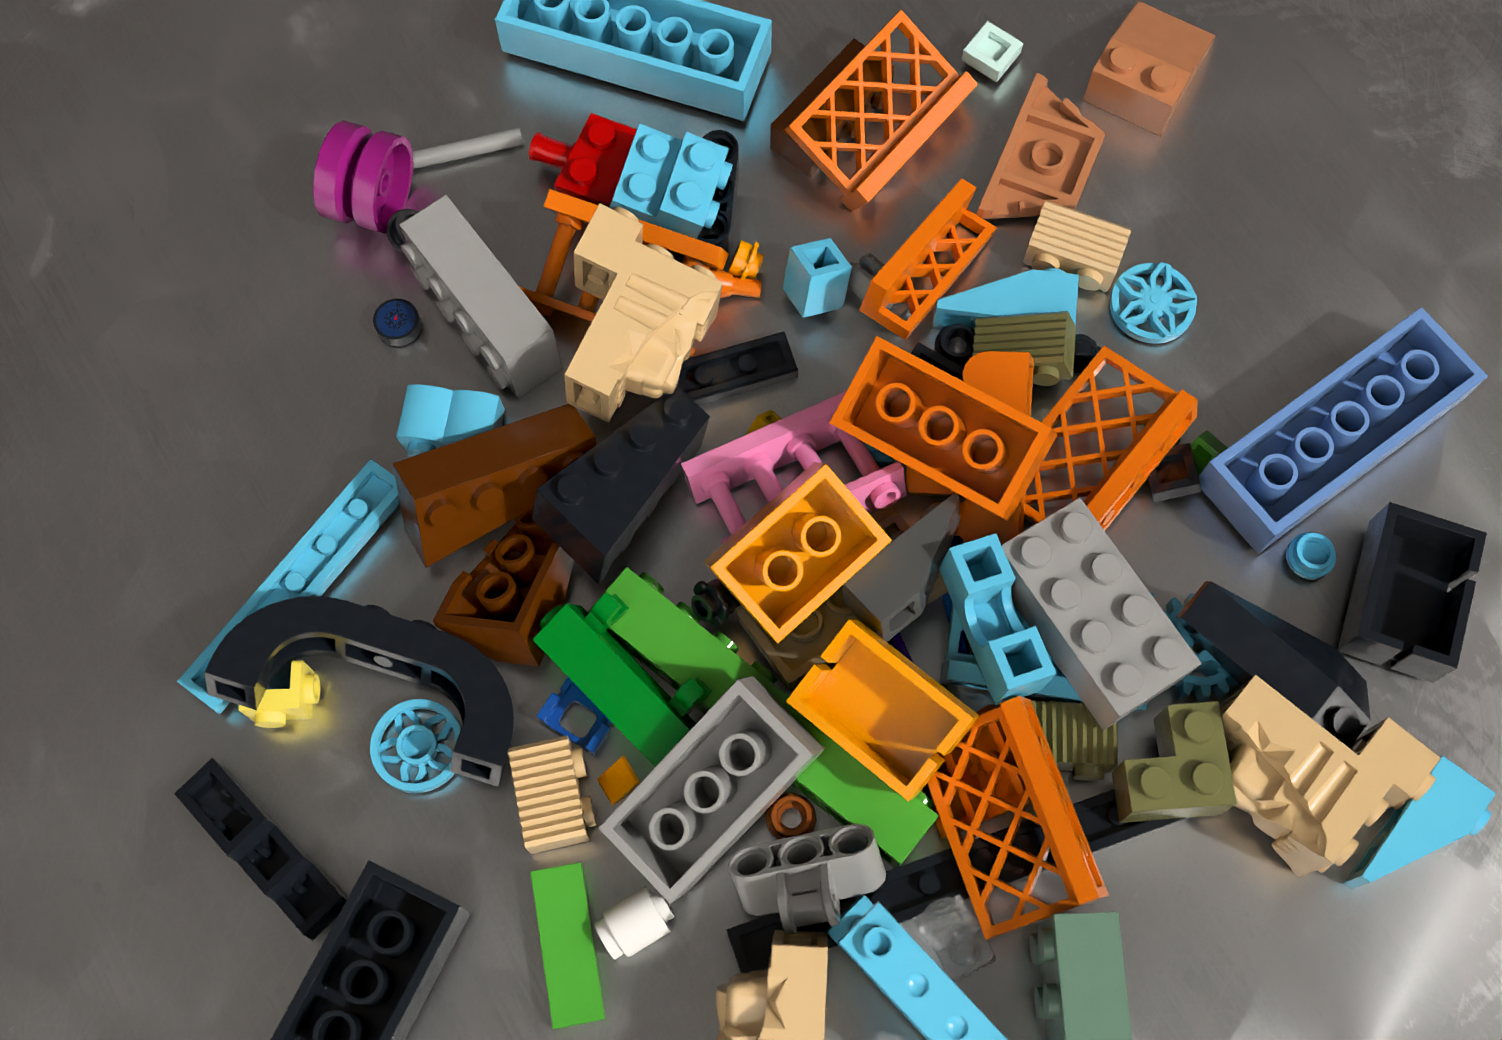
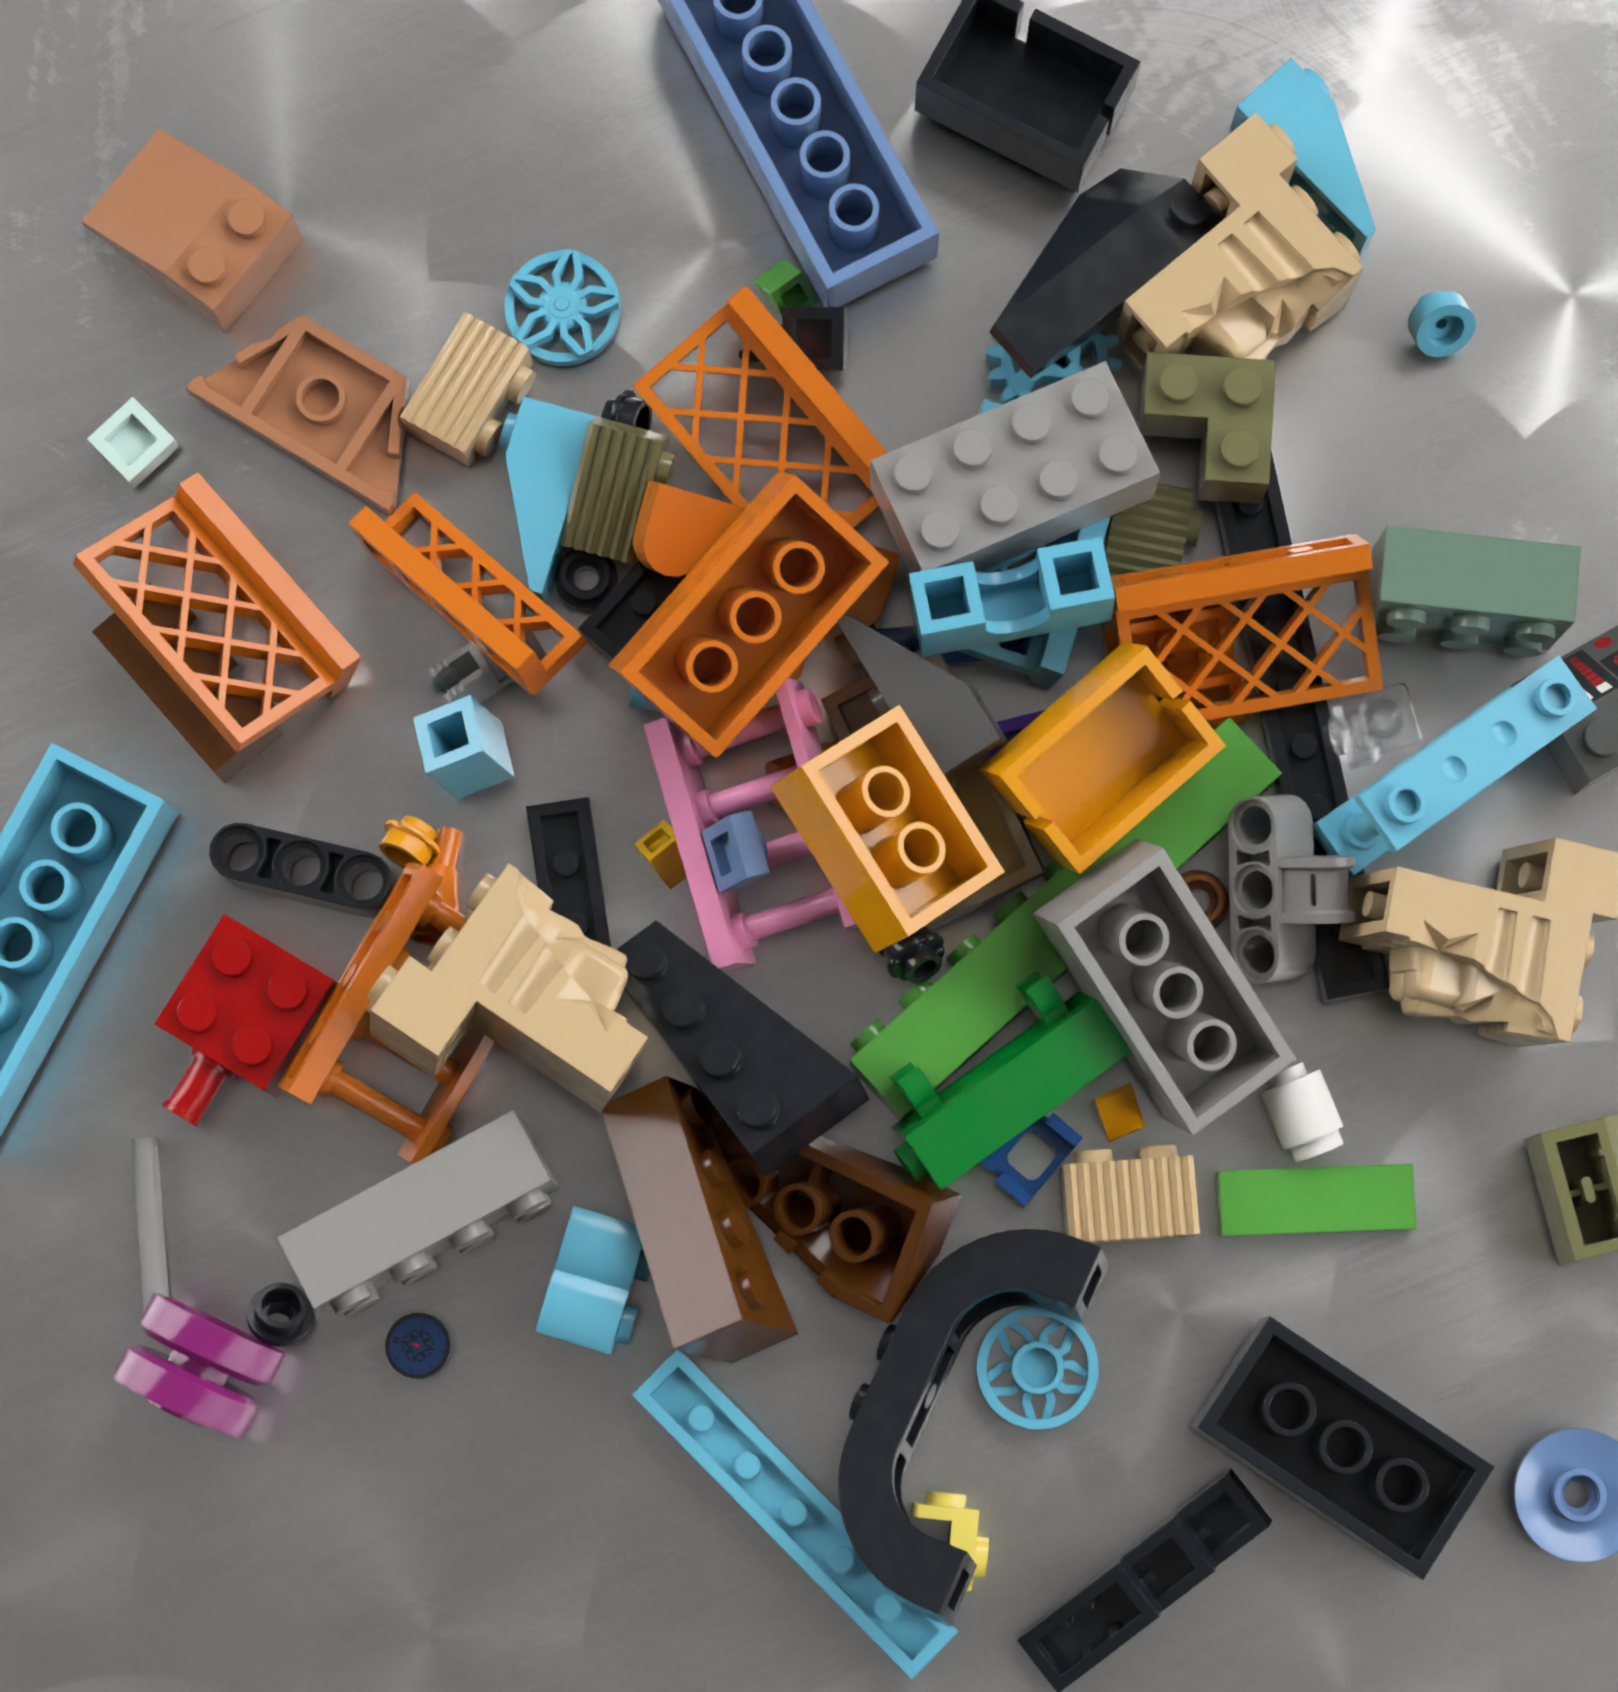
camera: 80 degrees left, 10 degrees up
(672, 180) = (298, 920): medium azure plate -> none
(768, 460) = (736, 851): none -> medium blue plate
(1305, 954) = (1441, 323): none -> medium azure tile
(1311, 555) = (950, 193): medium azure plate -> none

